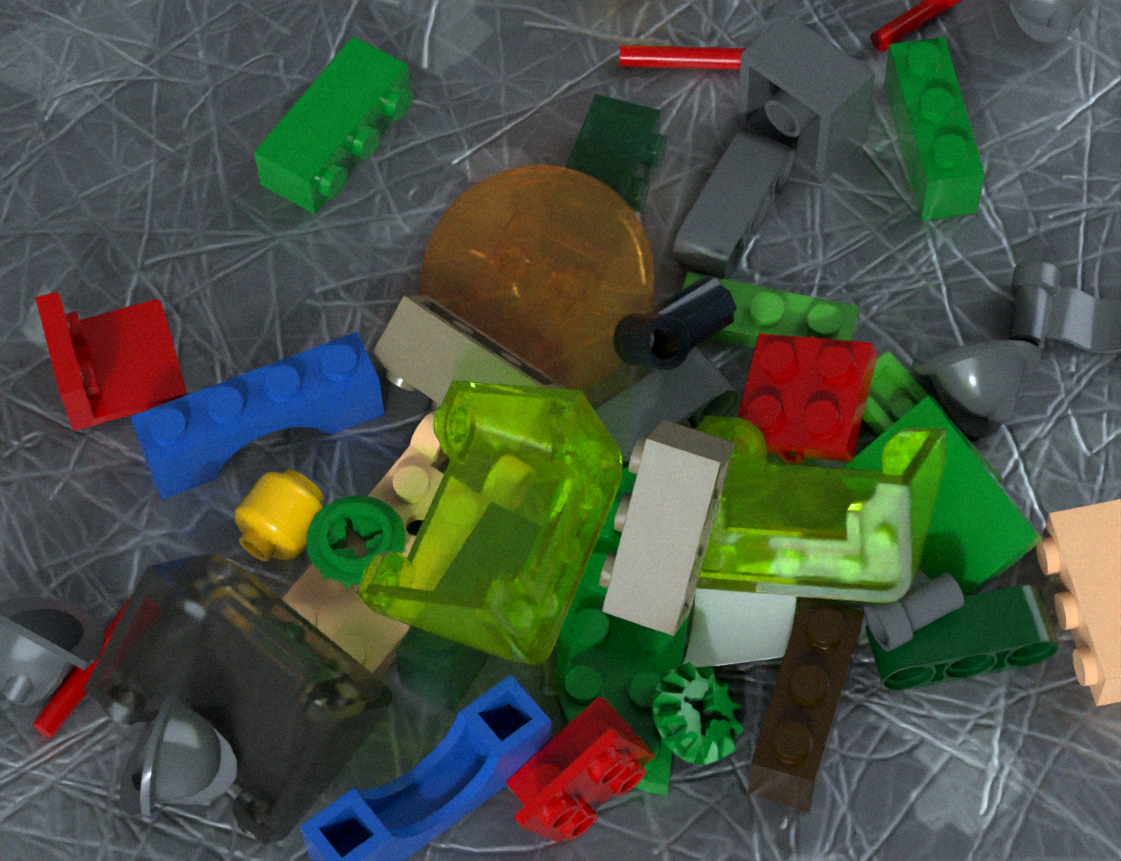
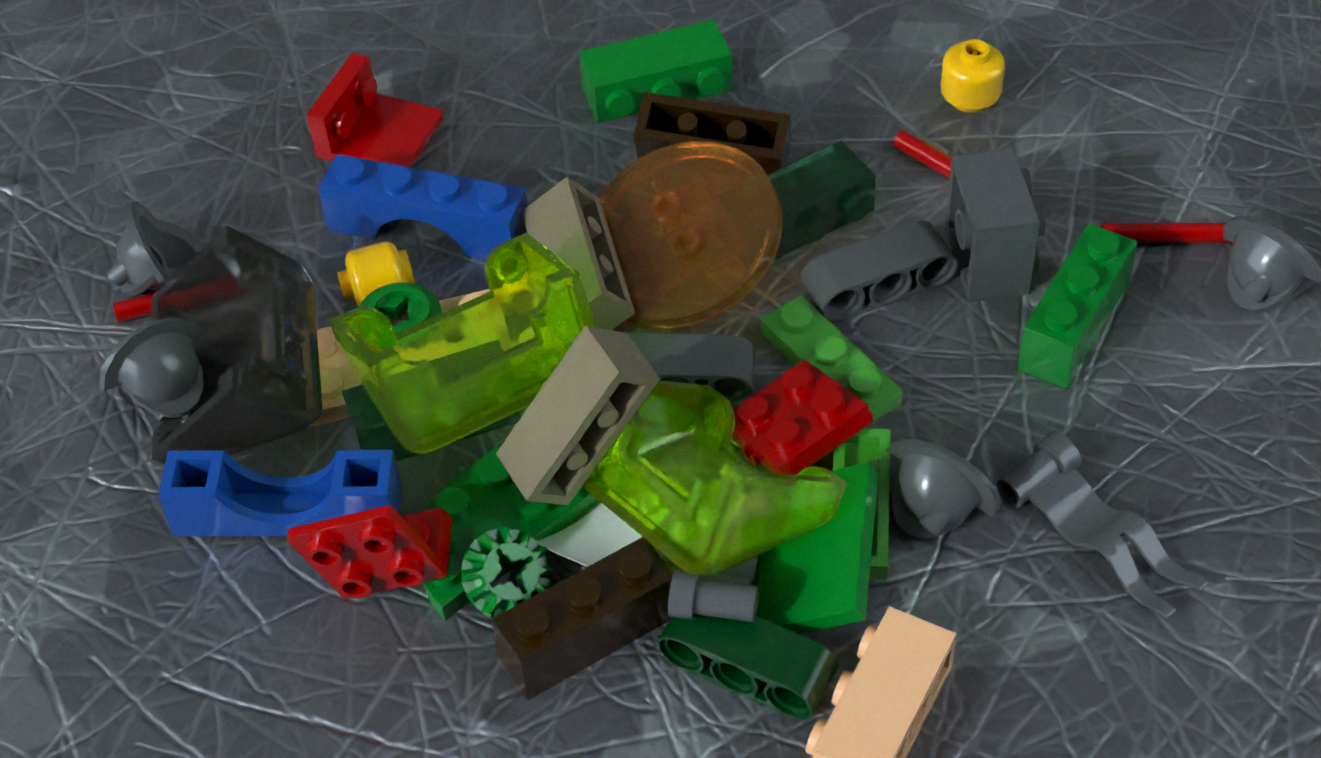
camera: 40 degrees right, 10 degrees down
(437, 173) = (675, 120): none -> dark brown brick
(675, 324) = (747, 311): black piece -> none

